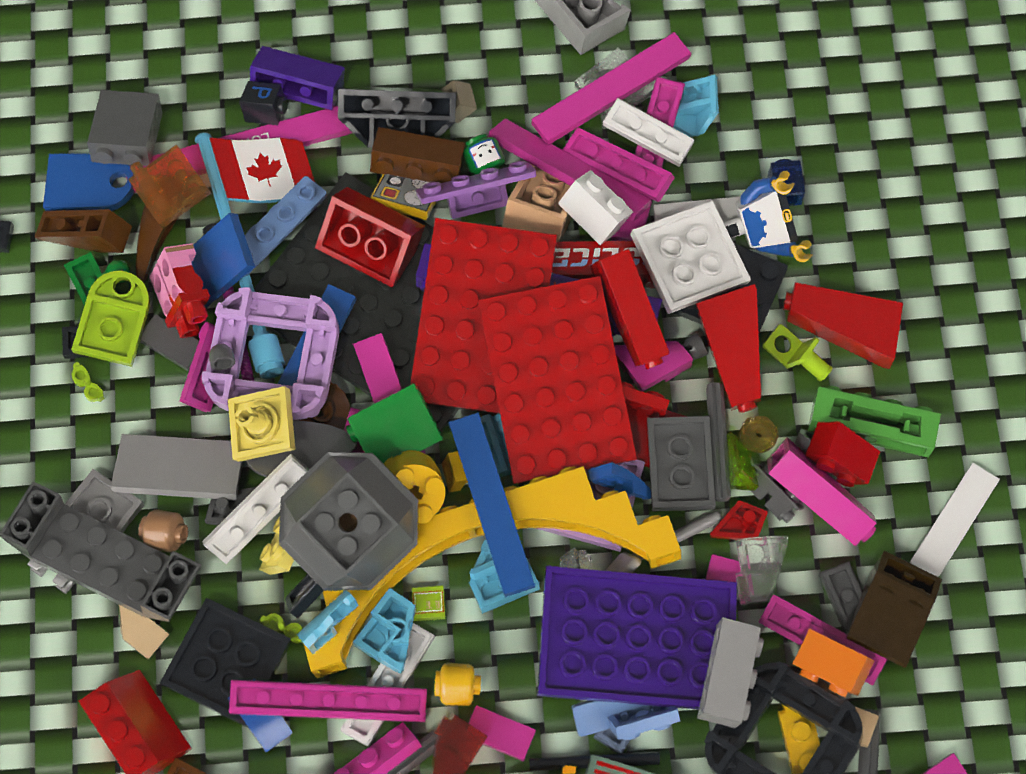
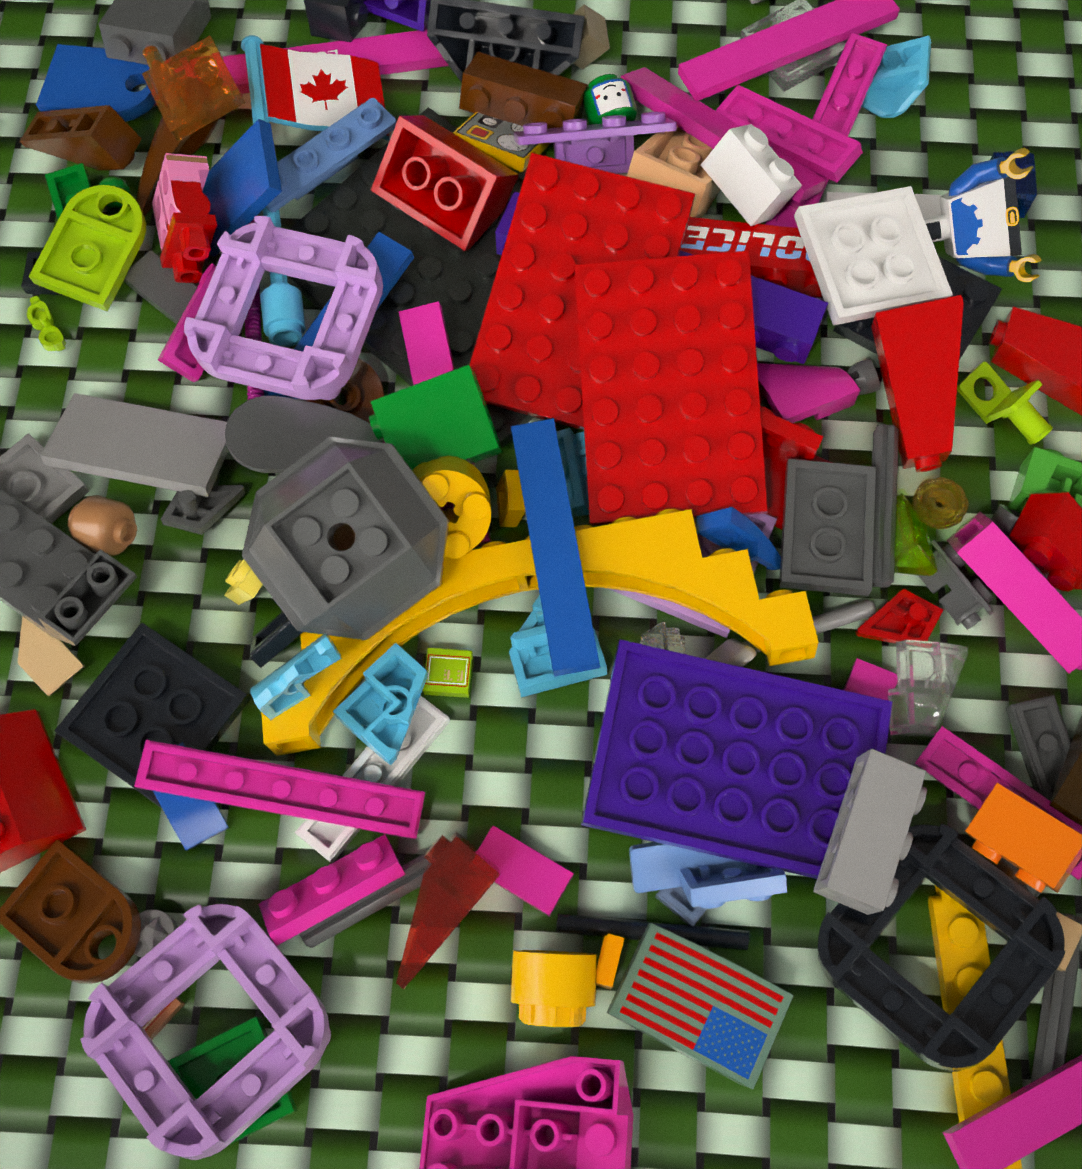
camera: 10 degrees right, 0 degrees up
(221, 357) = (215, 302): dark grey hinge -> none
(254, 511) = (221, 517): white tile -> none
(261, 424) = (251, 393): light yellow plate -> none
(277, 624) = (235, 673): lime piece -> none
(457, 684) = (469, 791): yellow head -> none
(631, 309) = (786, 301): red slope -> none
(648, 132) = (832, 97): white tile -> none

